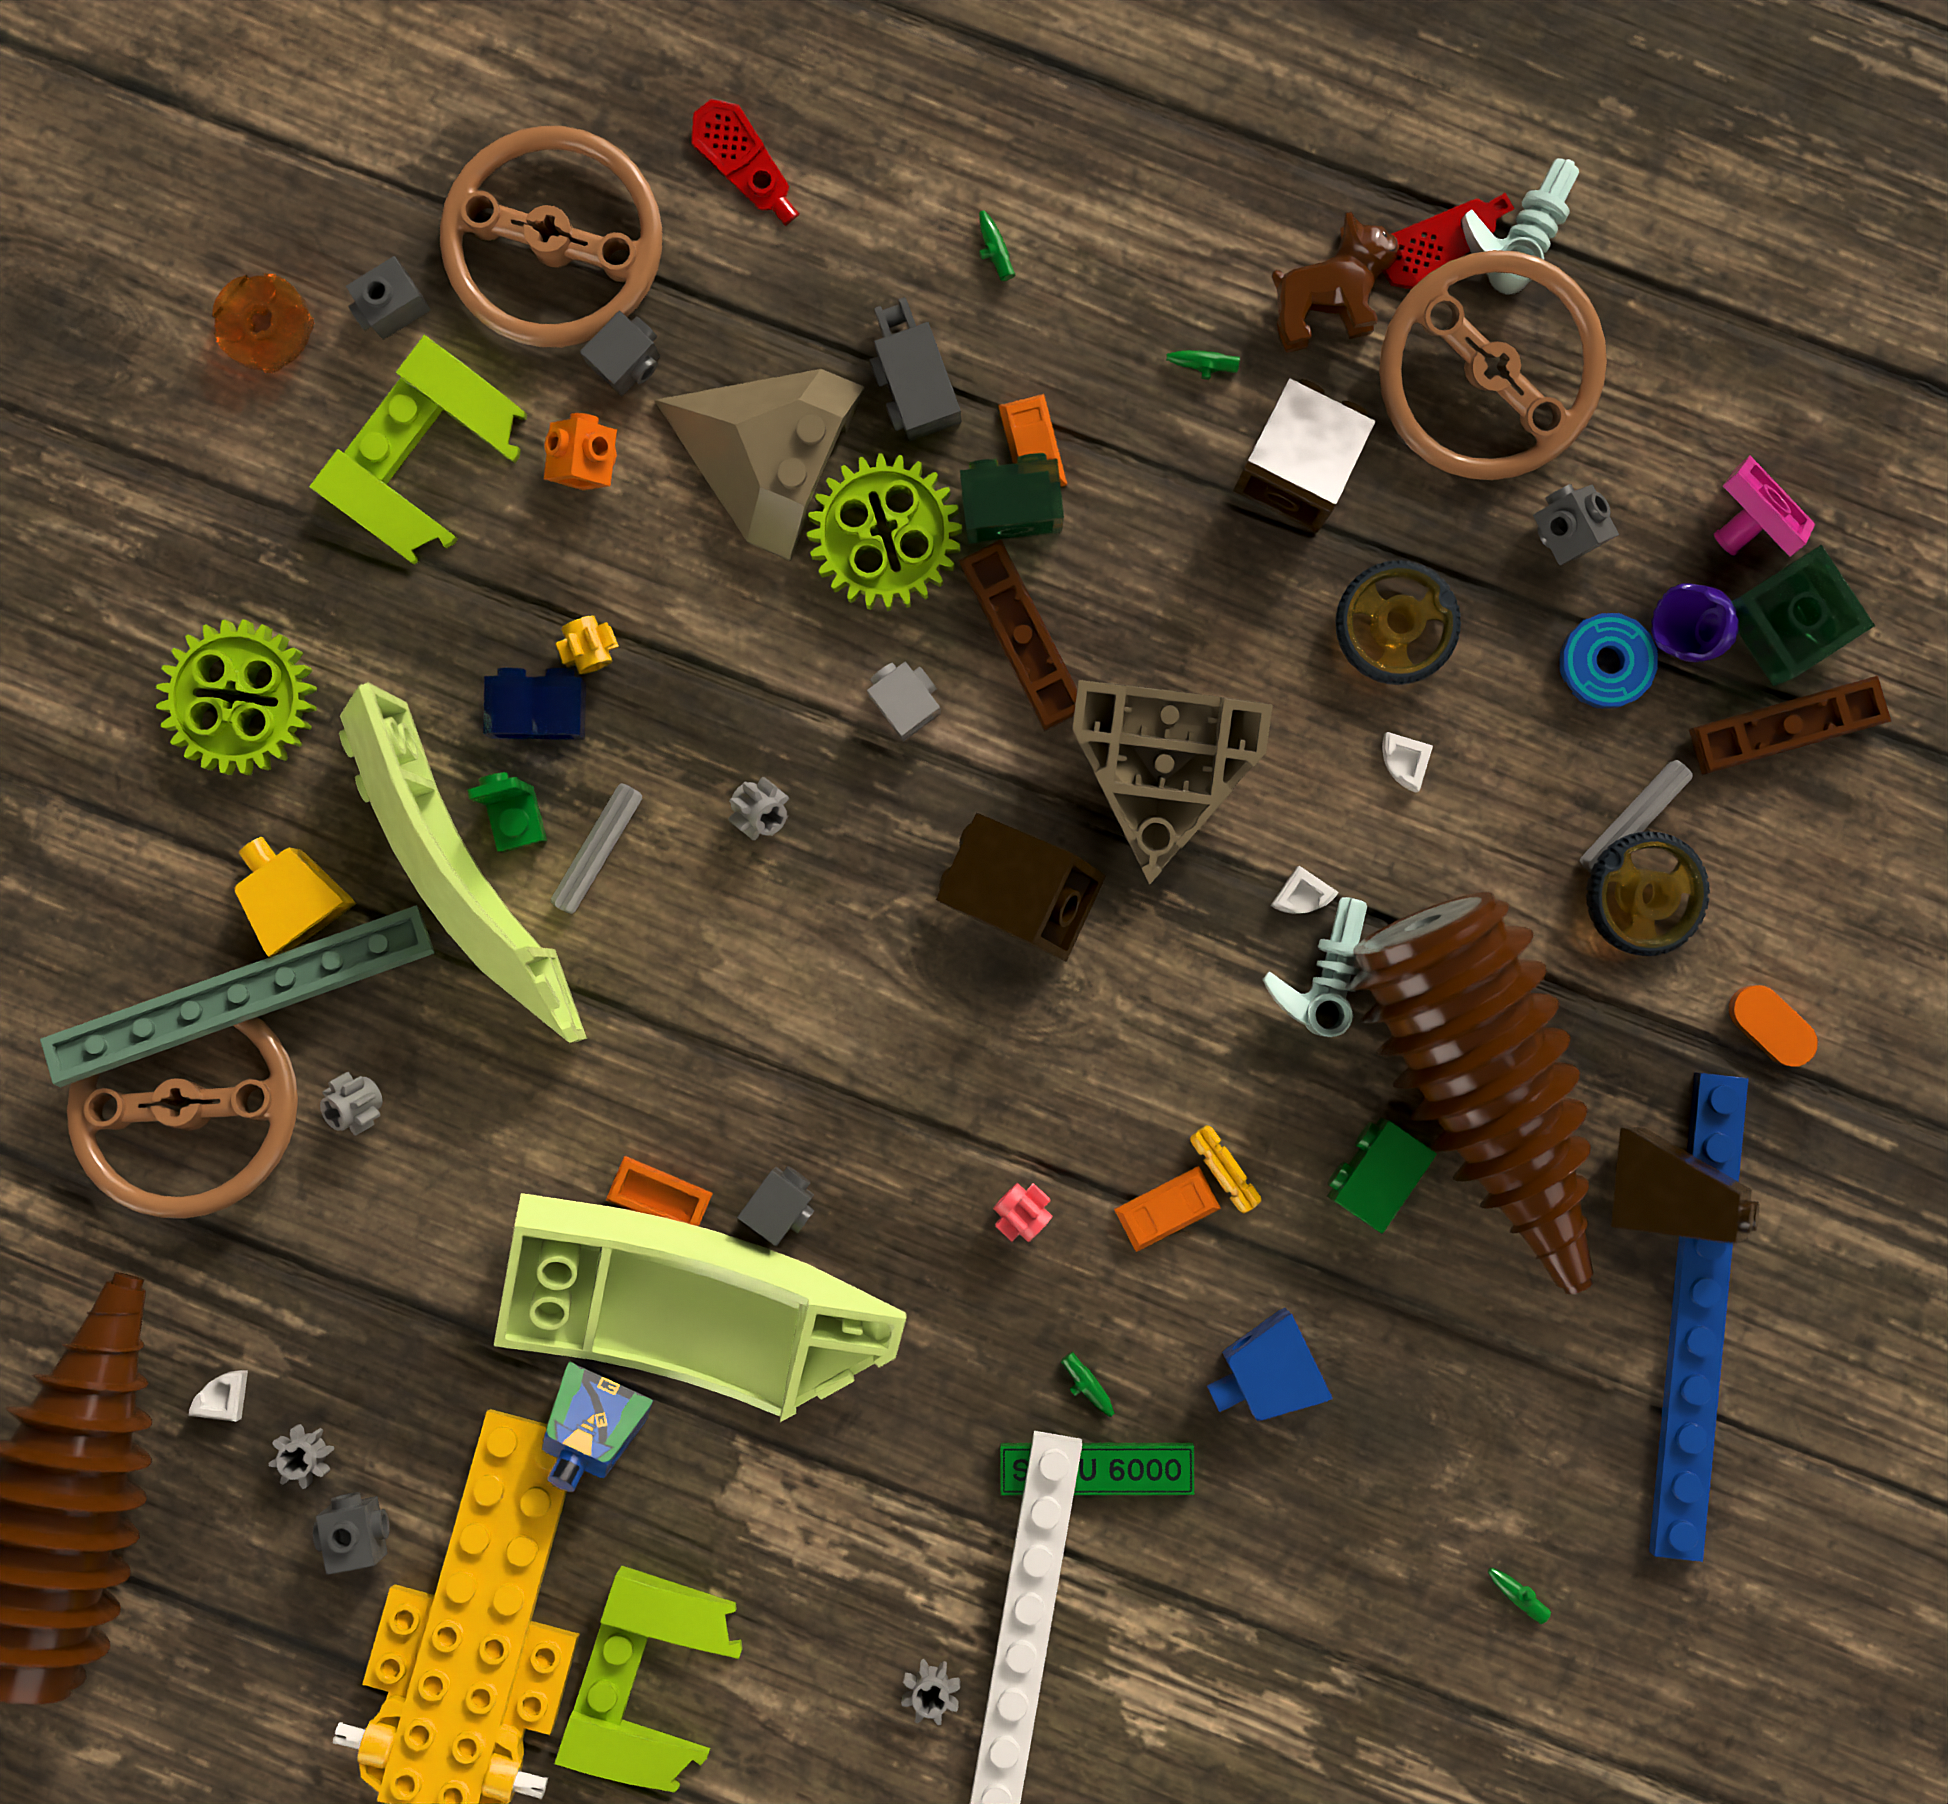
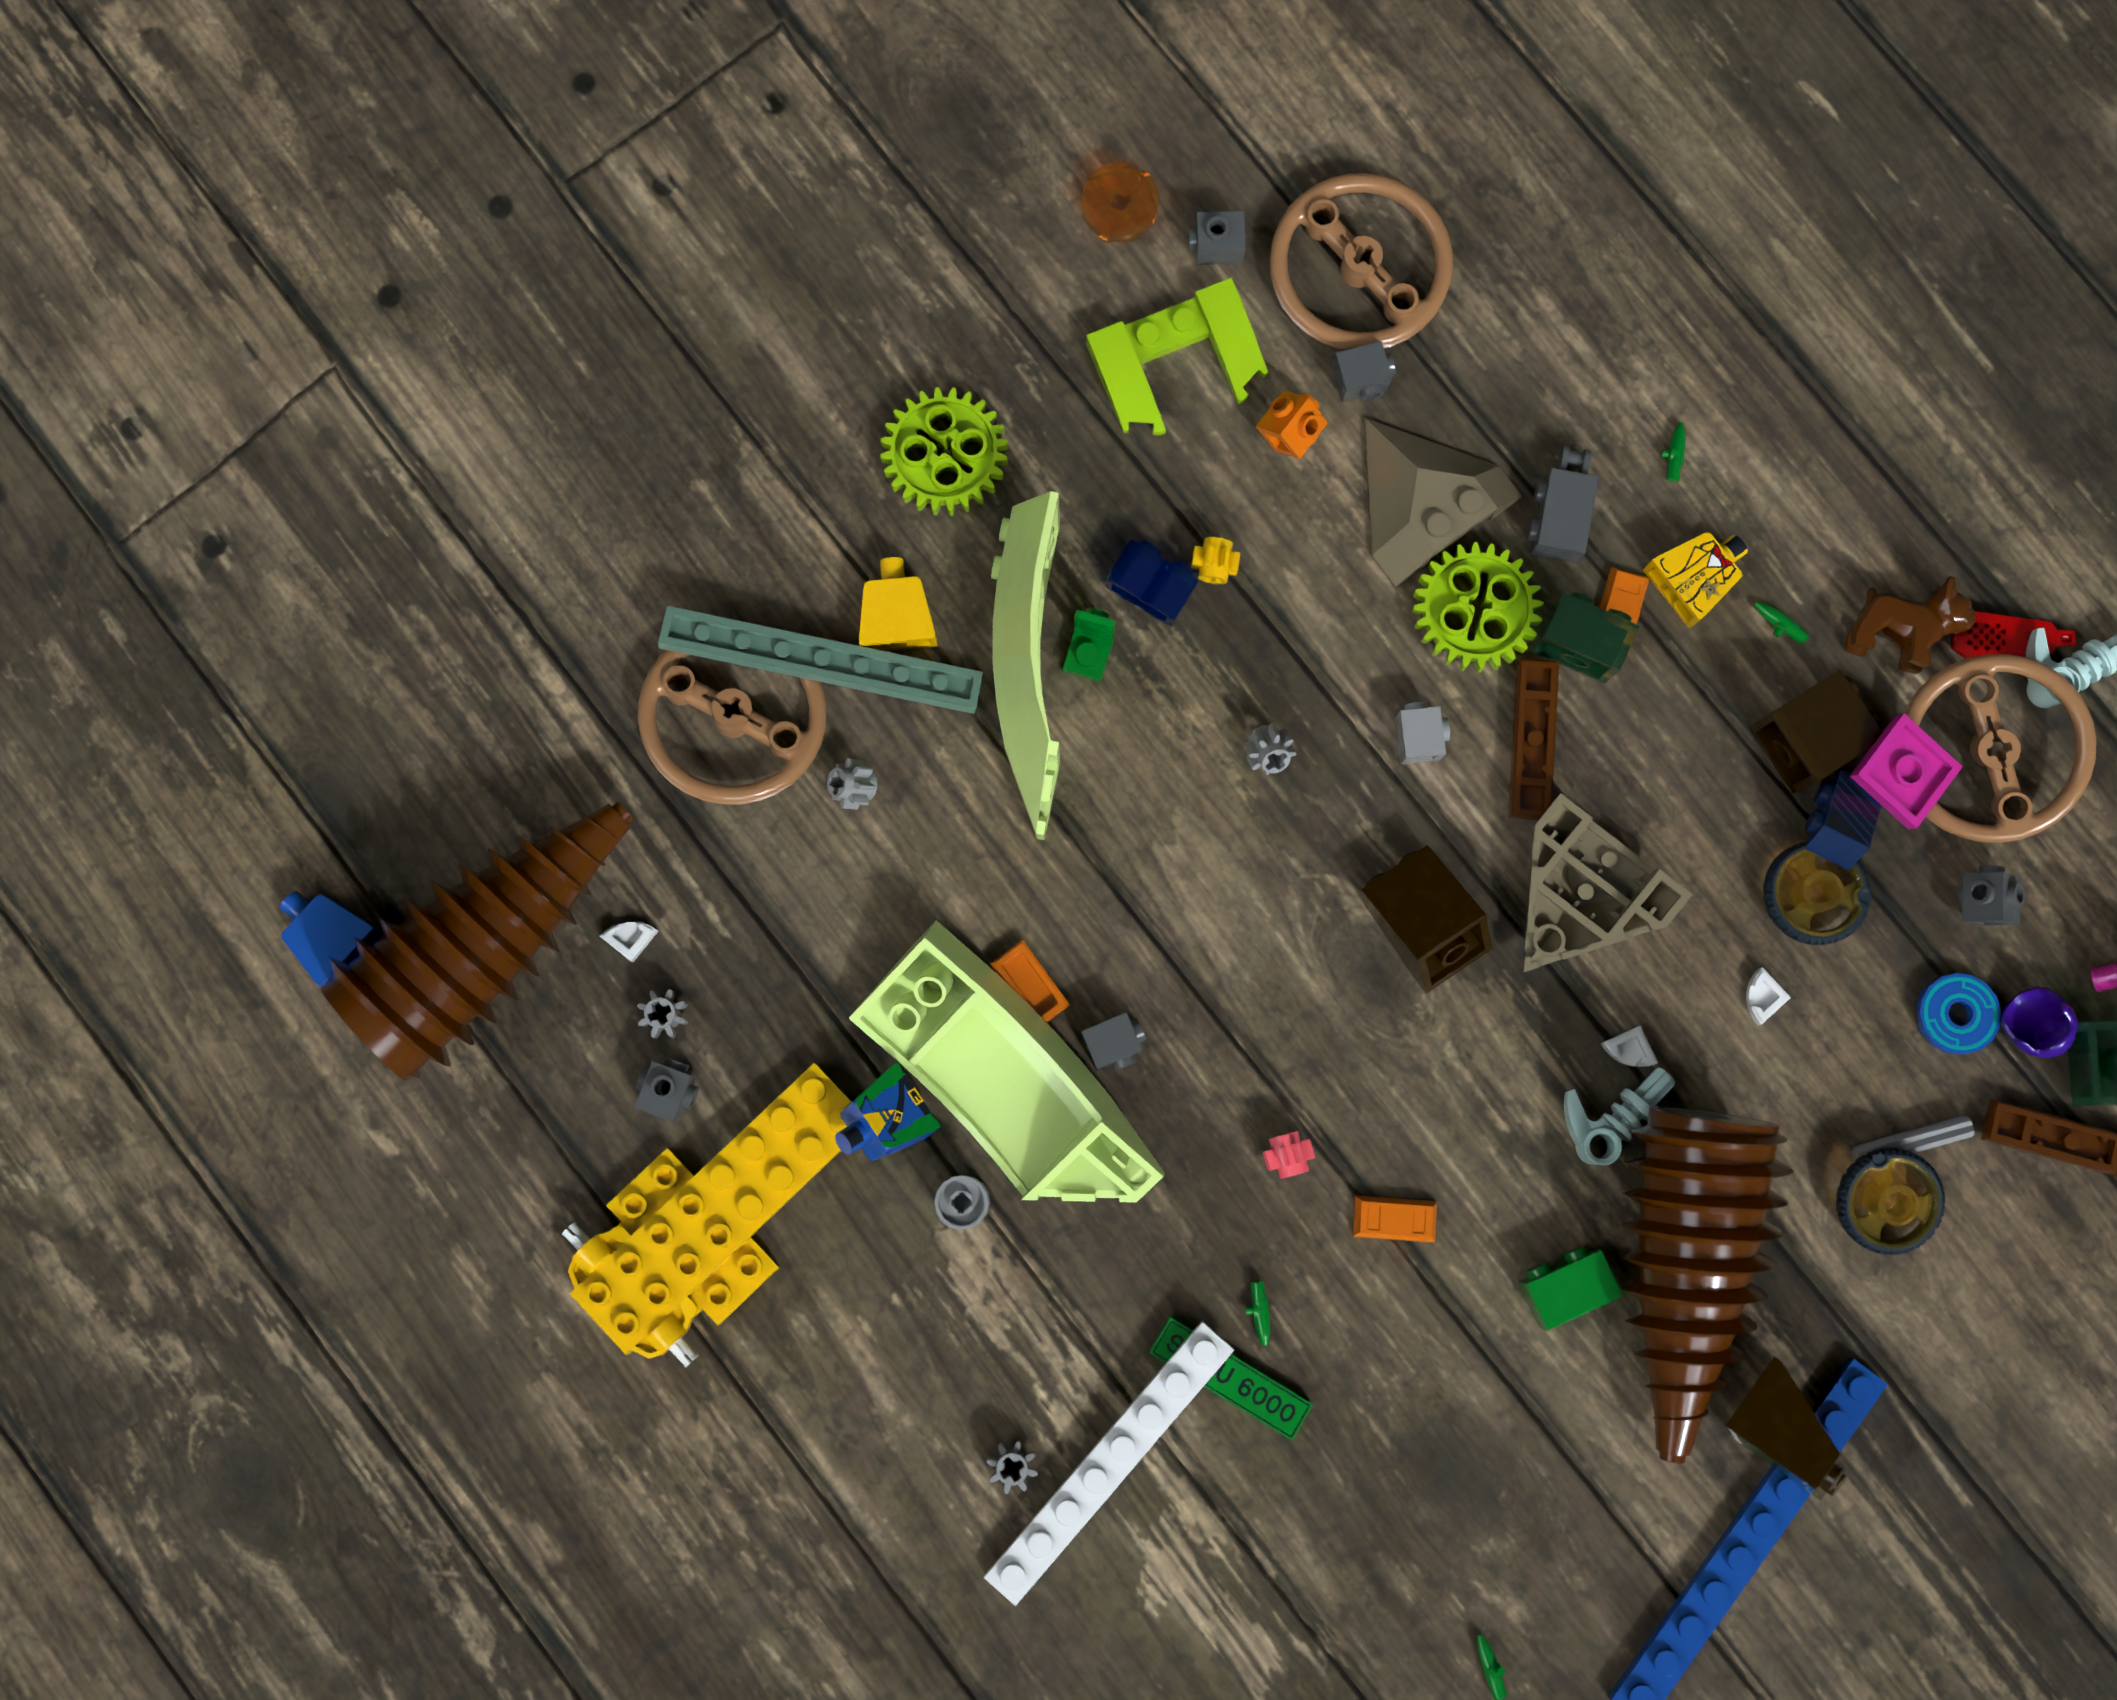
camera: 30 degrees right, 5 degrees down
(596, 848) = (1134, 708): light grey axle -> none
(596, 1735) = (750, 1344): lime wedge -> none
(721, 1462) = (962, 1202): none -> light grey wheel
(747, 164) = (1530, 292): red piece -> none
(1089, 362) = (1697, 574): none -> yellow torso
(1225, 1169) = (1455, 1215): yellow axle -> none
(1270, 1371) = (1403, 1383): blue torso -> none
(1381, 531) = (1842, 822): none -> dark blue brick
(1416, 445) = (1906, 771): none -> dark pink tile
(1773, 1025) = (1928, 1357): orange tile -> none

